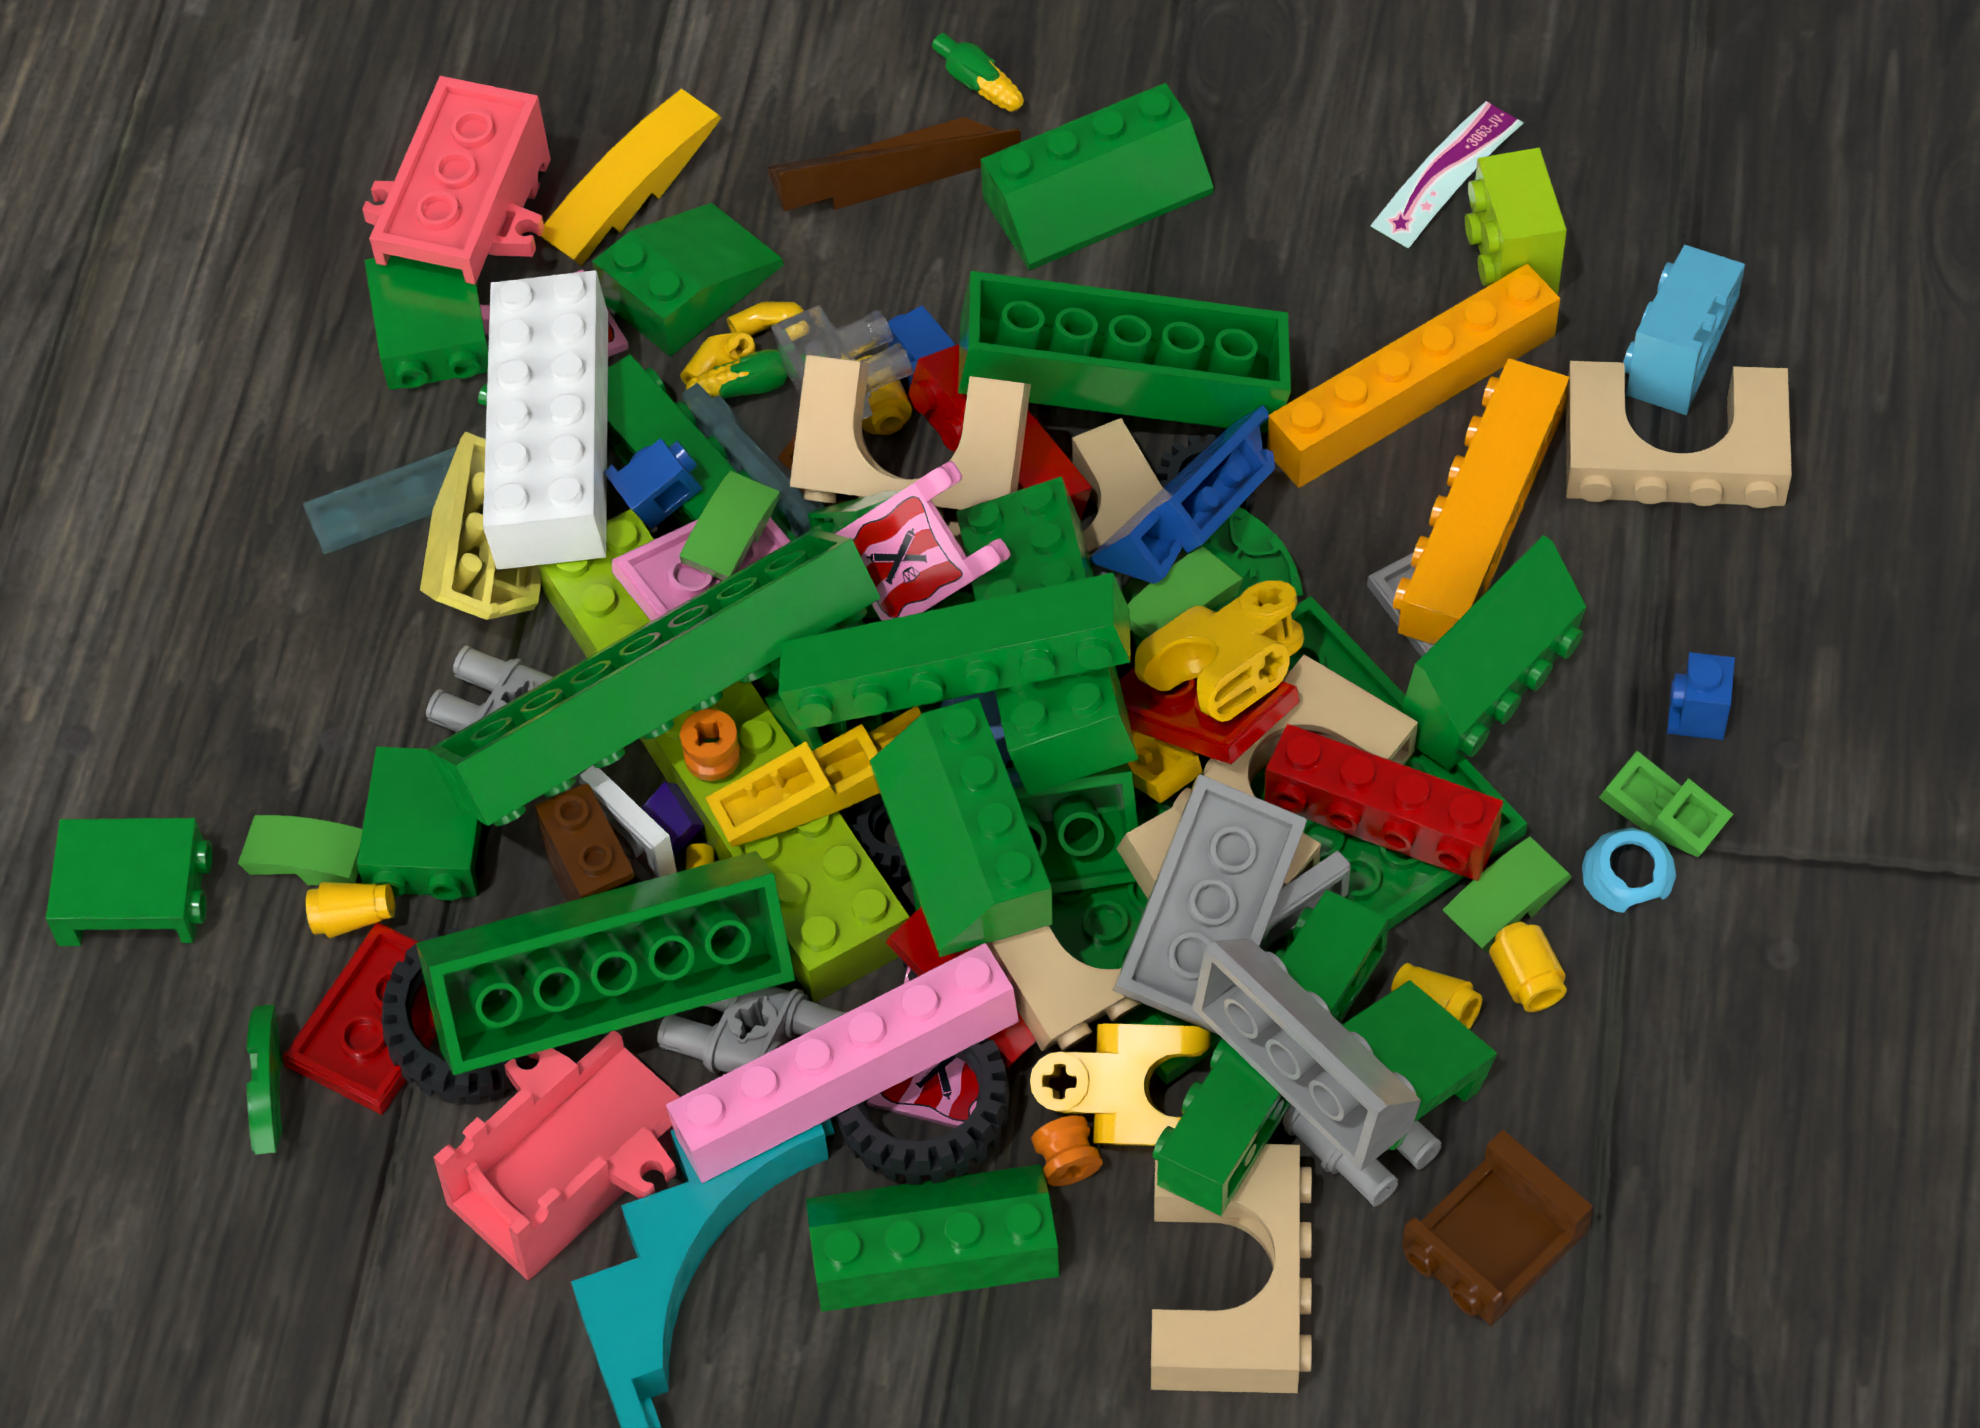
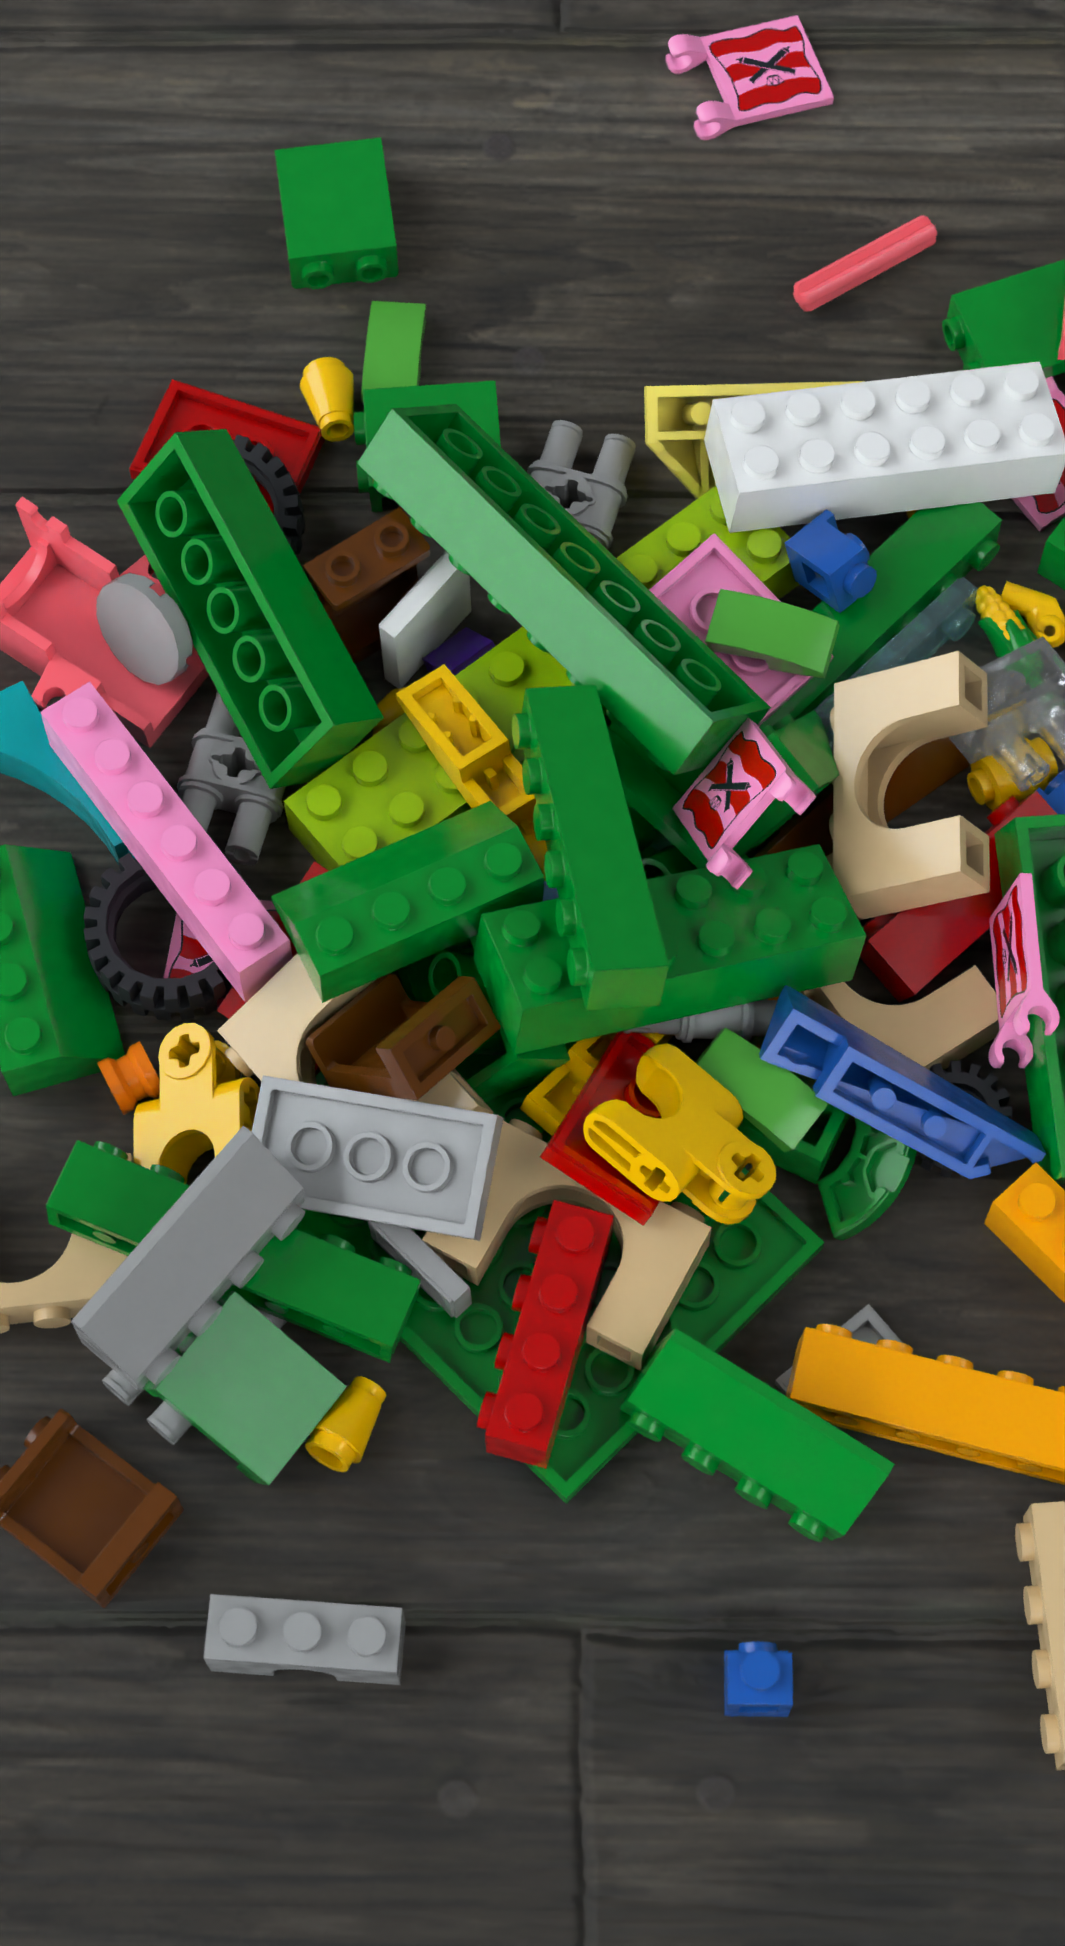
camera: 80 degrees right, 10 degrees up
(60, 498) = (758, 71): none -> bright pink flag
(264, 1090) = (110, 371): green tile -> none
(307, 435) = (865, 263): none -> coral axle
(378, 503) = (792, 332): clear light blue plate -> none
(596, 1075) = (144, 629): none -> light grey tile
(710, 760) = (513, 674): orange wheel -> none
(1101, 383) = (1018, 973): none -> bright pink flag
(1103, 864) = (401, 1045): none -> reddish brown panel
(1507, 891) = (484, 1488): bright green slope -> none
(1528, 966) = (392, 1515): yellow brick -> none
(1612, 890) = (567, 1638): medium azure piece -> none
(1640, 1045) = (323, 1637): none -> light grey arch
(1659, 805) = (620, 1653): bright green slope -> none

